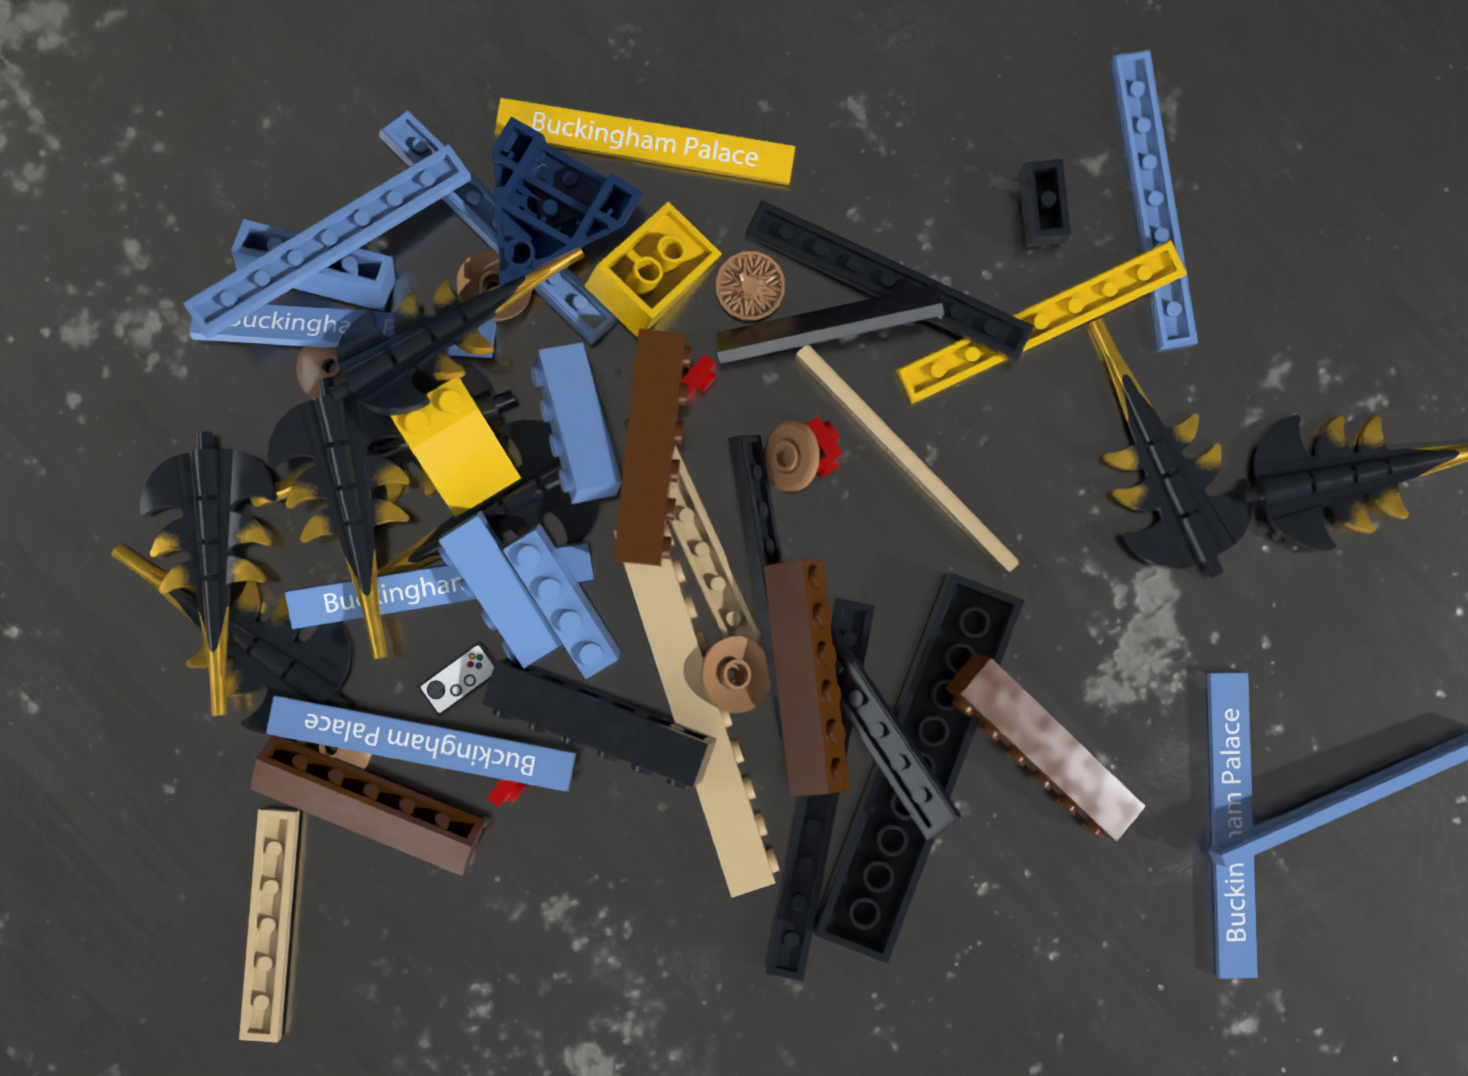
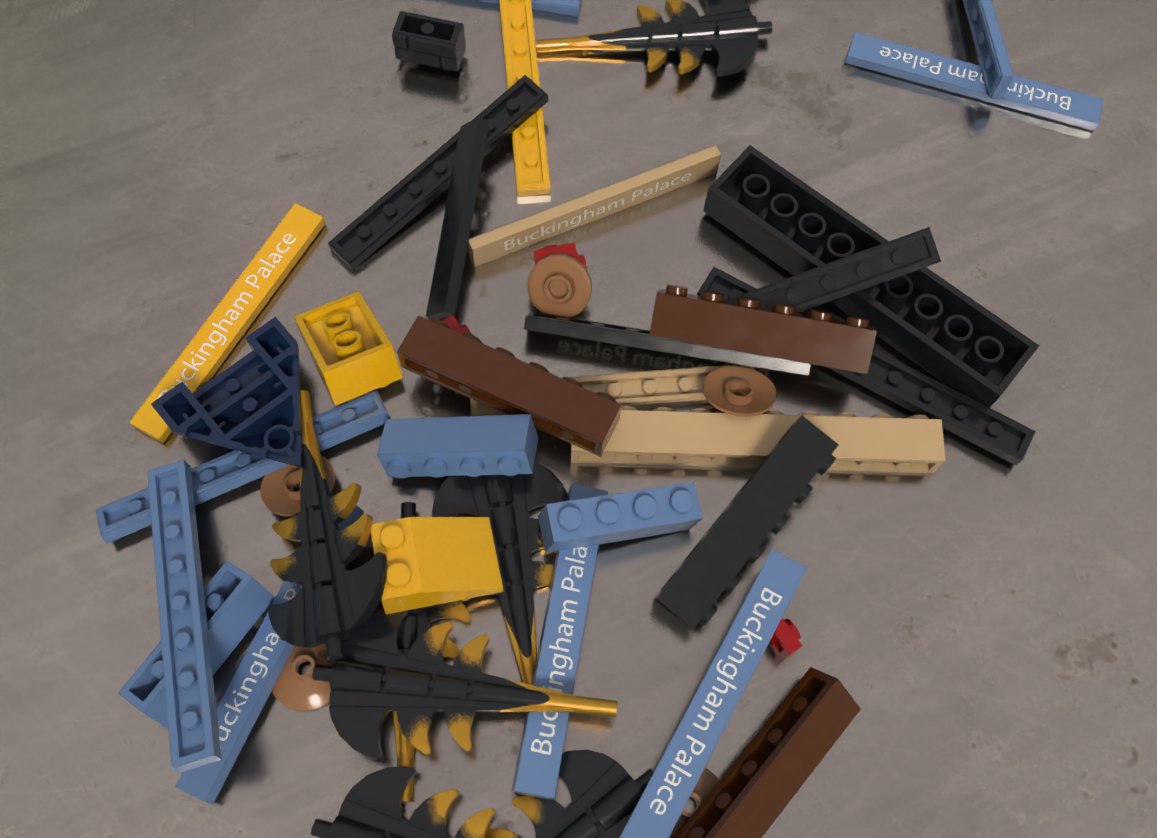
camera: 75 degrees left, 20 degrees down
(458, 679) = (660, 651): white tile -> none
(499, 589) = (588, 569): medium blue brick -> none
(750, 285) = (397, 277): medium nougat wheel -> none
(1045, 747) = (875, 169): brick -> none

